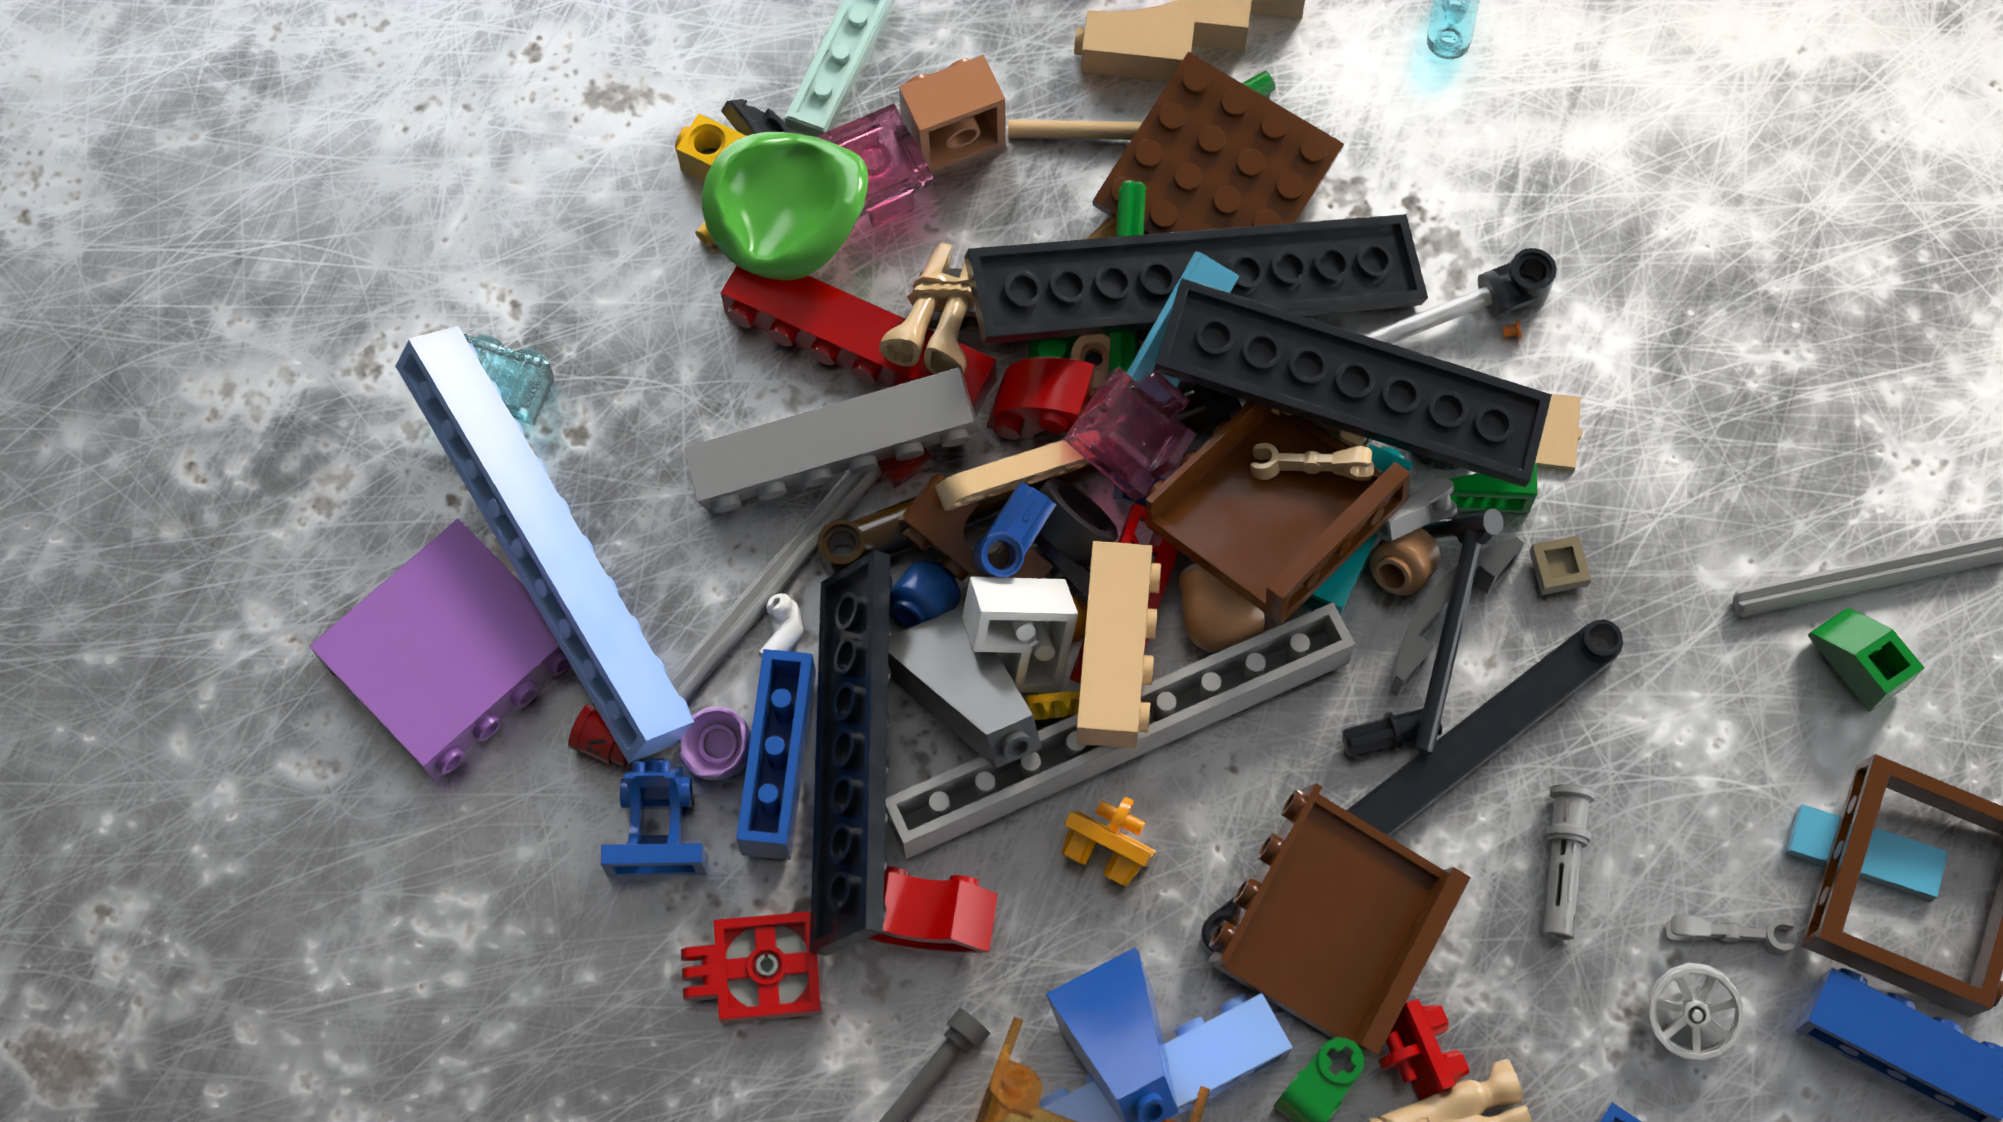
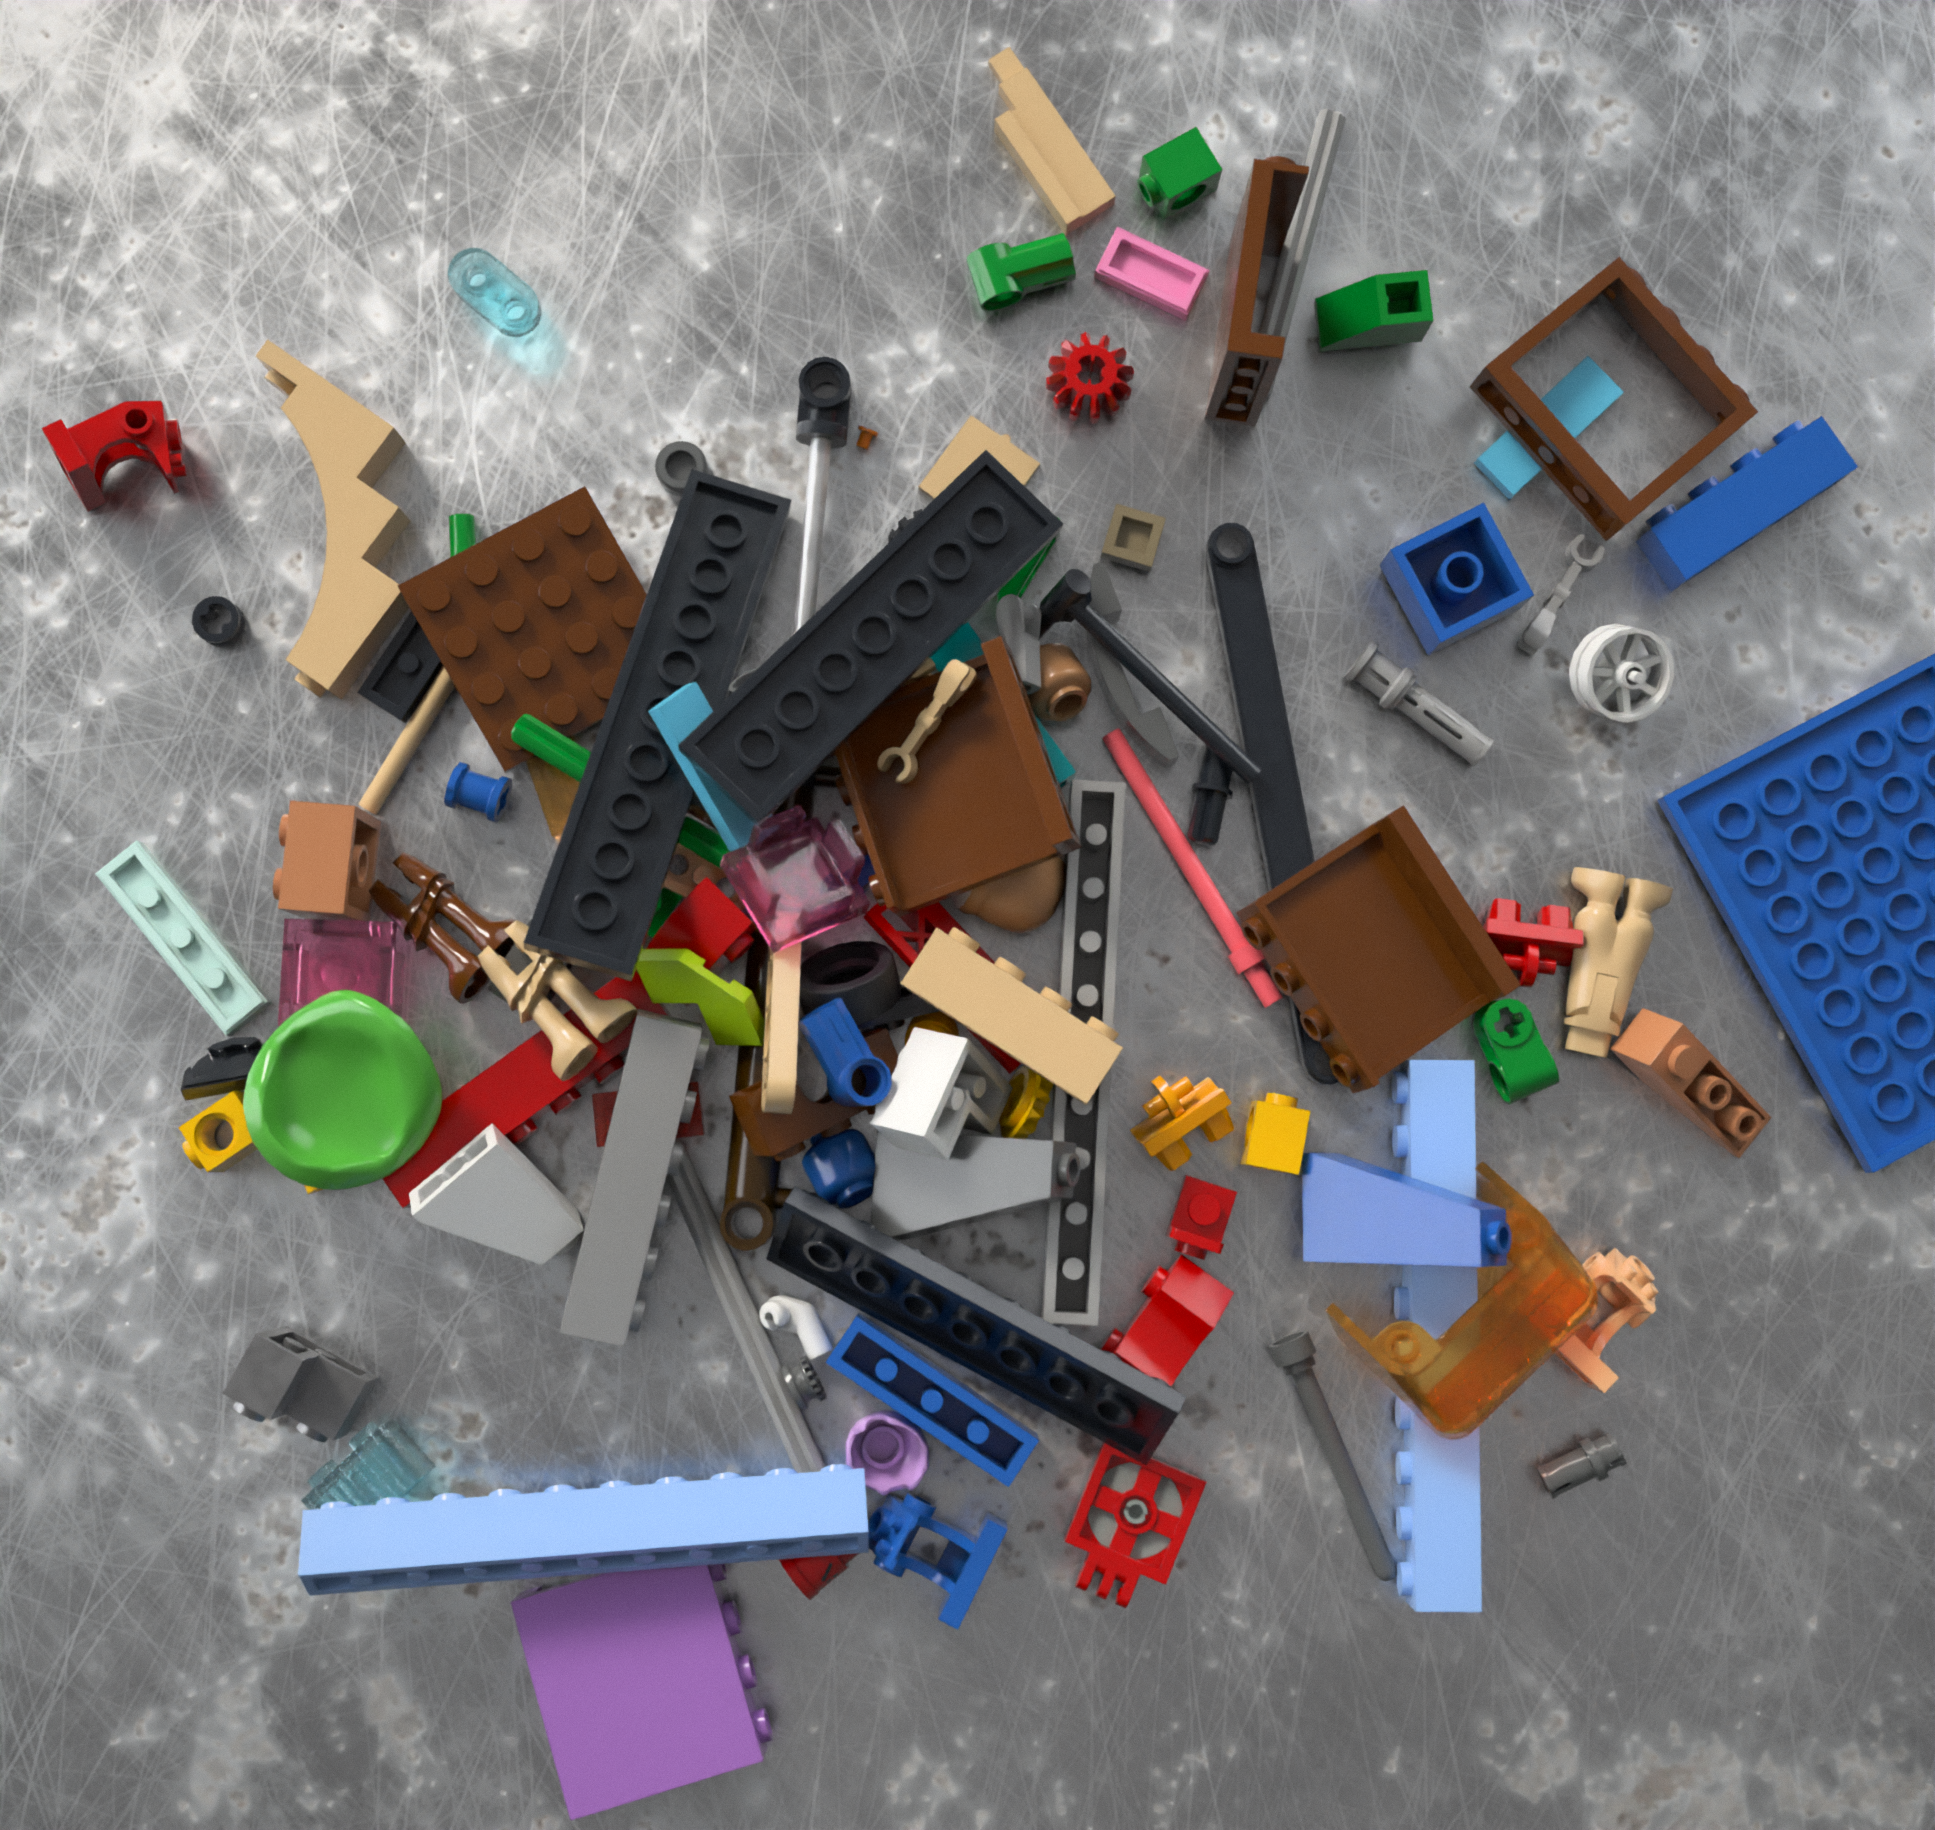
camera: 65 degrees left, 15 degrees up
(552, 287) = (299, 1379): none -> flat silver brick
(737, 654) = (801, 1383): none -> dark grey bush
(762, 355) = (498, 1200): none -> white slope
(950, 204) = (422, 922): none -> reddish brown piece
(1003, 389) = (726, 1007): none -> lime tile
(1036, 900) = (1200, 1217): none -> red bracket
(1066, 194) = (478, 792): none -> blue bush
(1123, 97) = (402, 672): none -> black plate
(1138, 921) = (1275, 1134): none -> yellow brick
(1325, 740) = (1244, 956): none -> coral bar
(1406, 202) = (675, 464): none -> dark grey tile
(1675, 451) = (1090, 359): none -> red gear
(1687, 831) = (1456, 579): none -> blue brick
(1710, 363) = (1008, 273): none -> green piece
(1783, 474) = (1151, 273): none -> bright pink tile
(1829, 346) = (1047, 148): none -> tan piece
(1852, 505) = (1242, 359): none -> reddish brown panel
(1876, 449) = (1179, 173): none -> green brick

